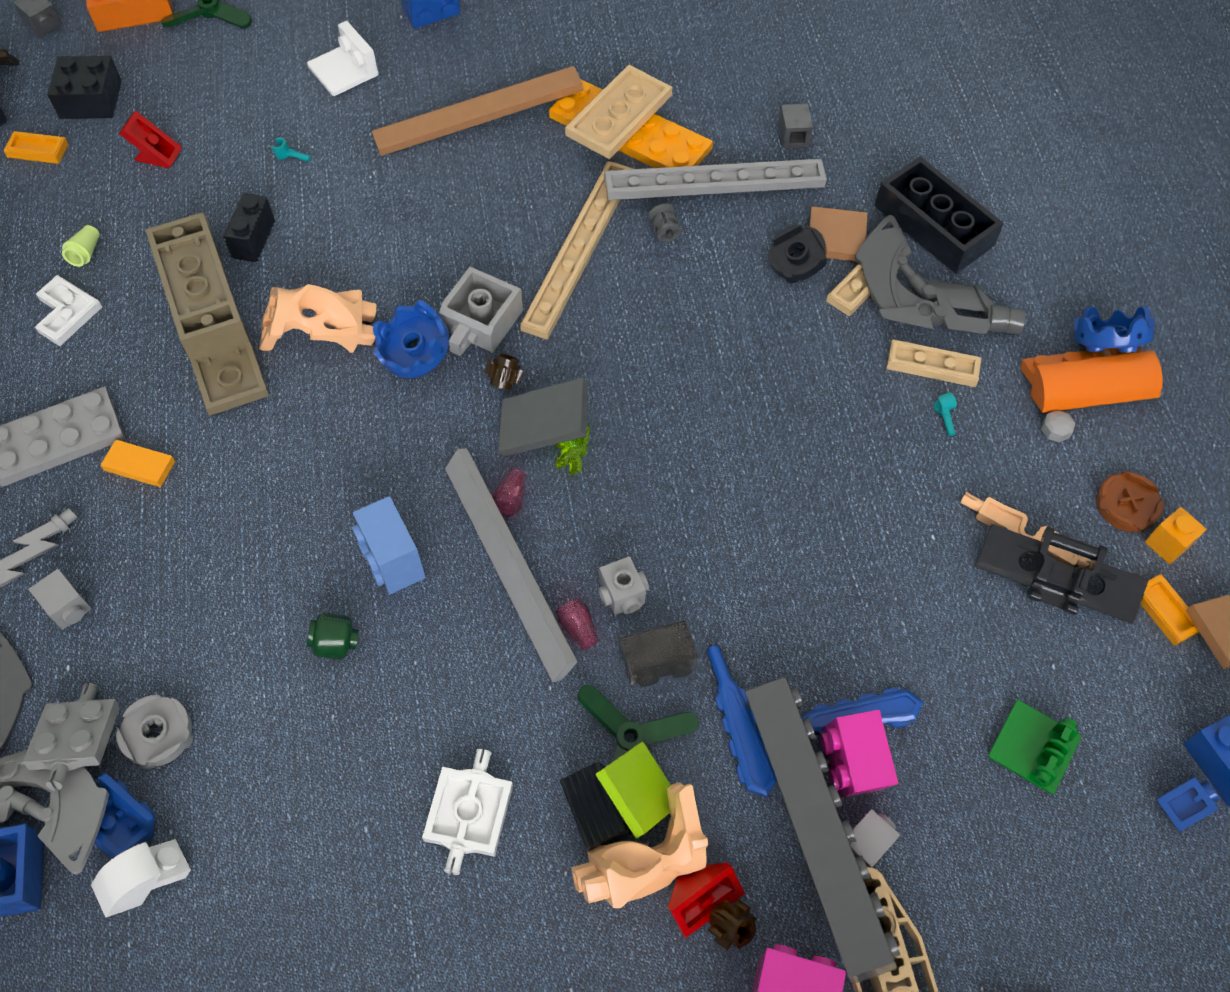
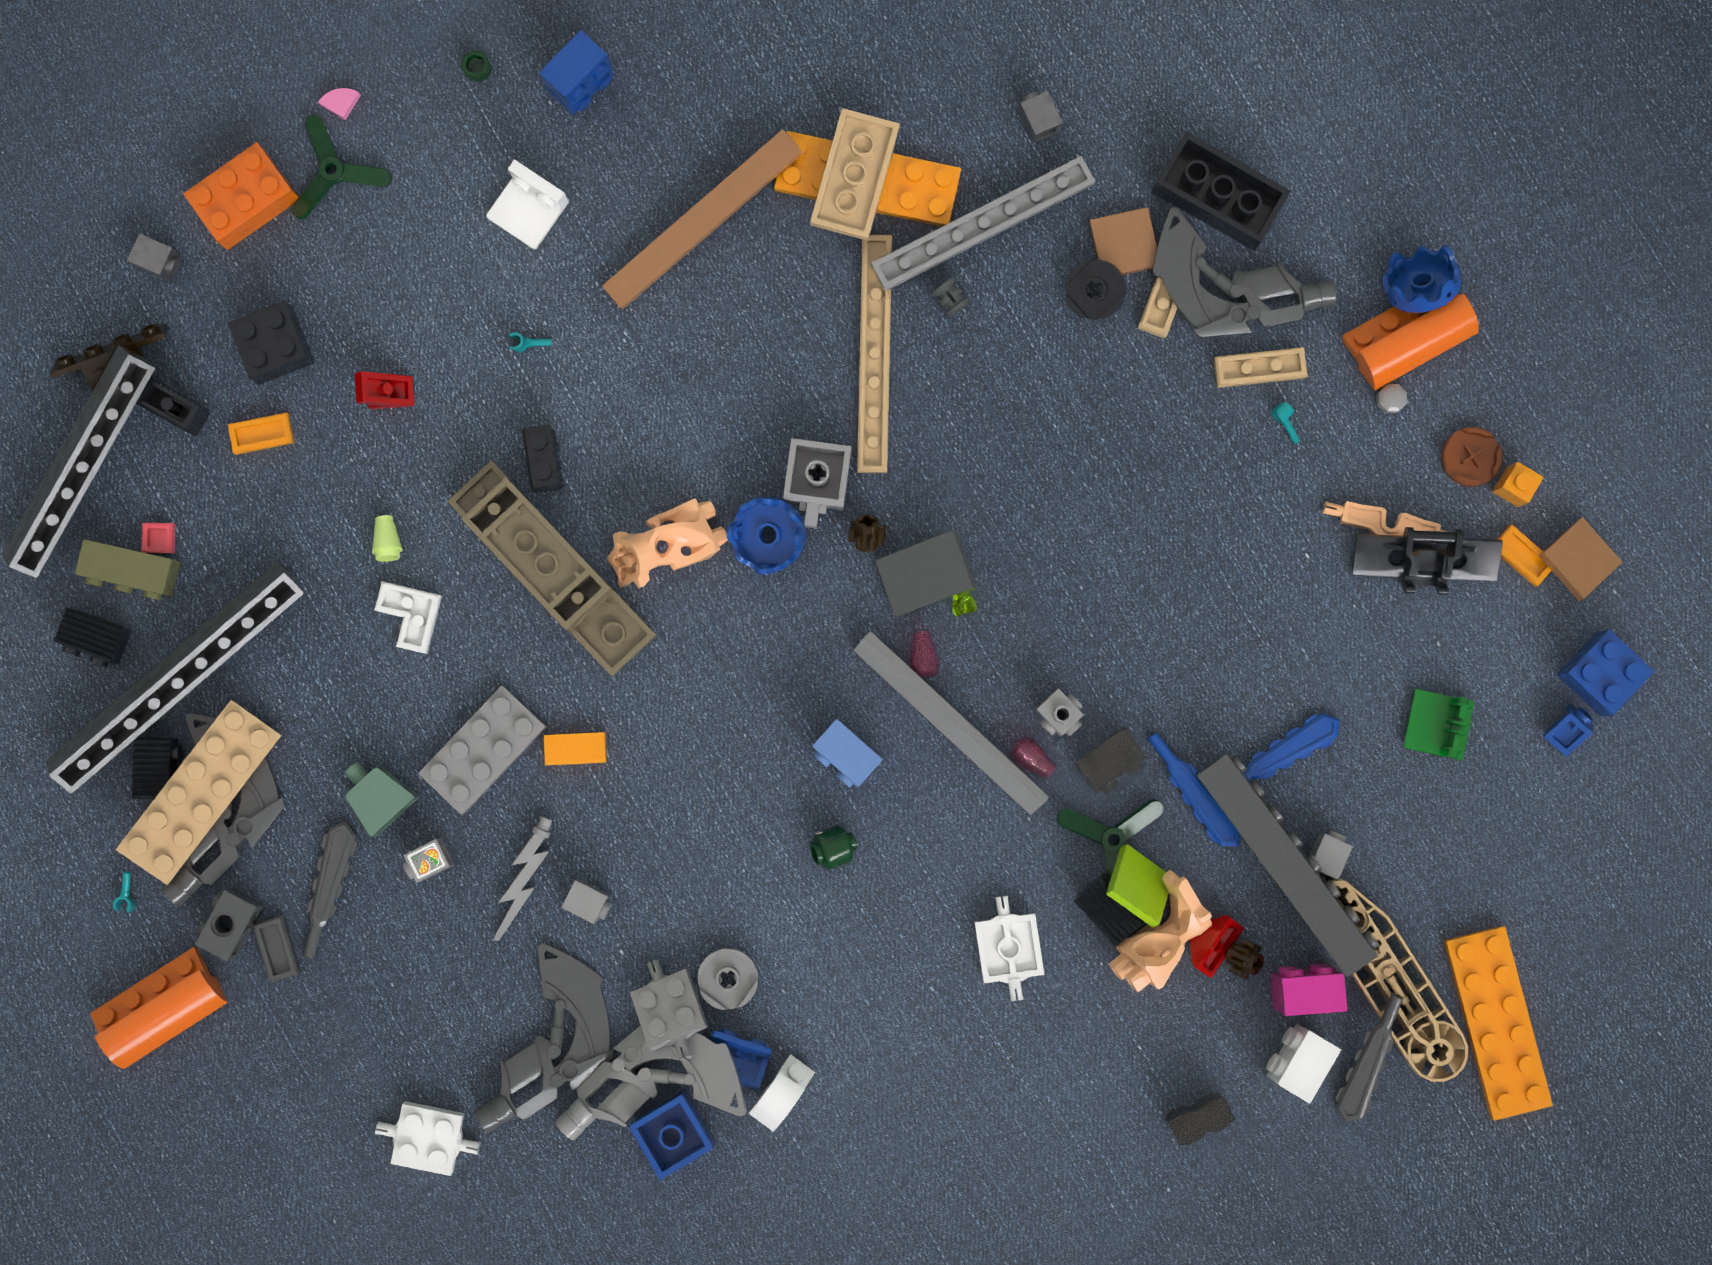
camera: 20 degrees left, 25 degrees up
(858, 754) = (1303, 795): dark pink brick -> none

